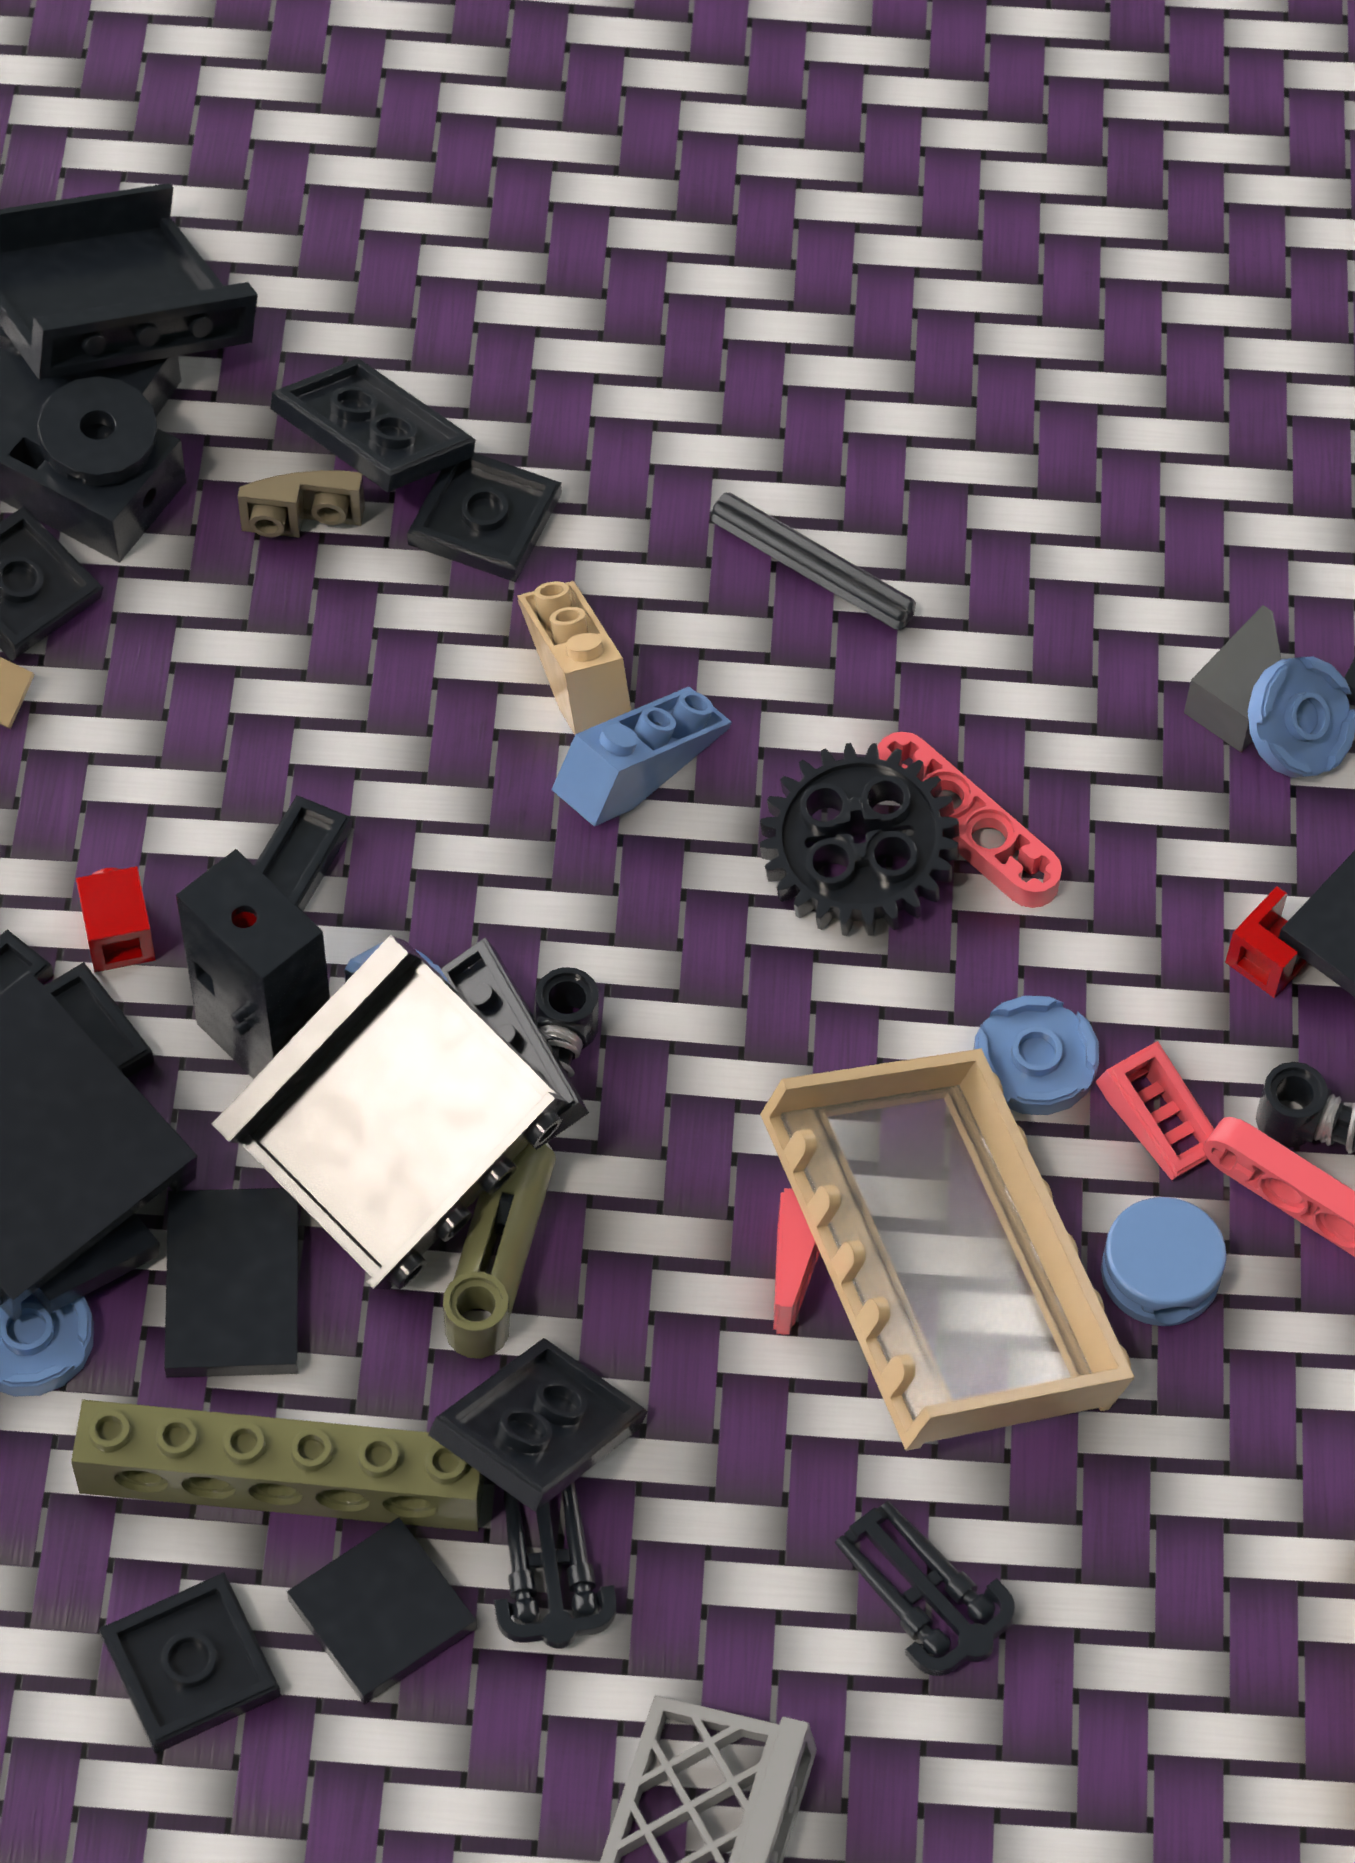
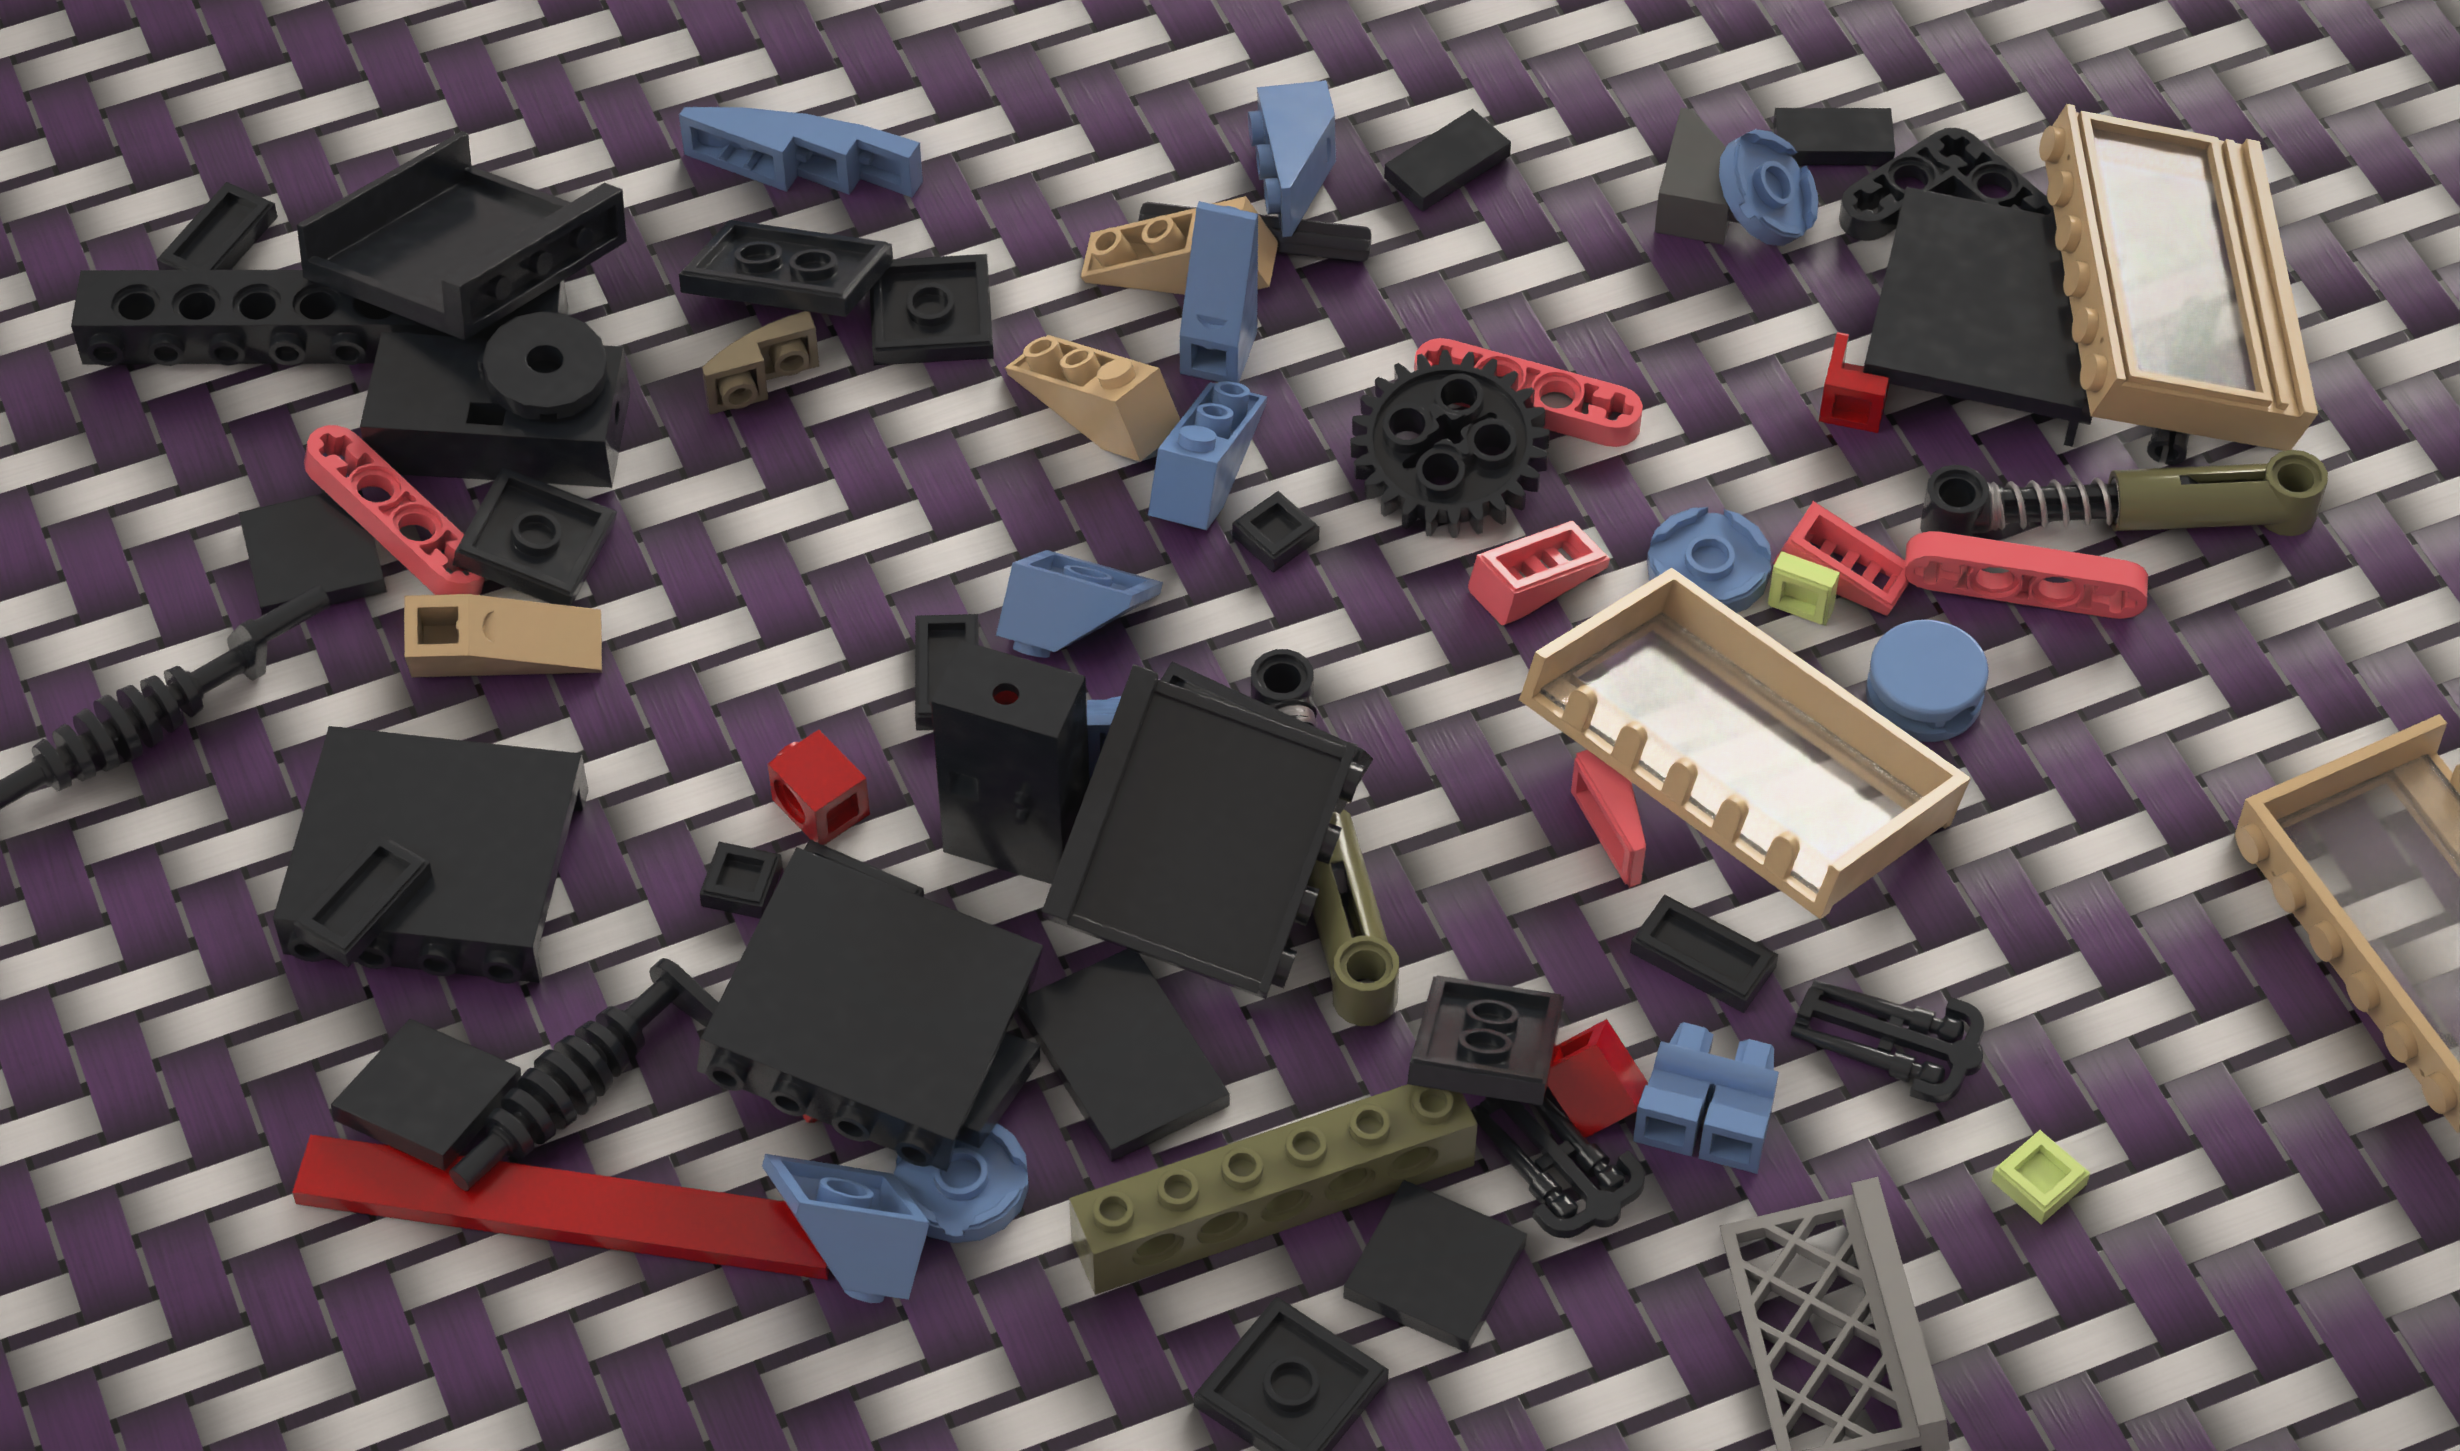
camera: 25 degrees left, 5 degrees down
(431, 835) = (1063, 599): none -> medium blue slope
(446, 309) = (784, 145): none -> medium blue slope
(625, 1503) = (1595, 1079): none -> red panel
(661, 853) = (1275, 531): none -> black tile
(713, 1575) = (1690, 1080): none -> medium blue hips
(723, 613) = (1220, 294): none -> medium blue slope
(739, 556) = (1157, 252): none -> tan slope
(801, 1429) = (1704, 953): none -> black tile
(851, 1013) = (1509, 595): none -> coral slope
(890, 500) = (1293, 146): none -> medium blue slope
(979, 1790) = (2040, 1177): none -> yellowish green tile
(1030, 564) = (1447, 160): none -> black tile
(1100, 1121) = (1803, 588): none -> yellowish green tile

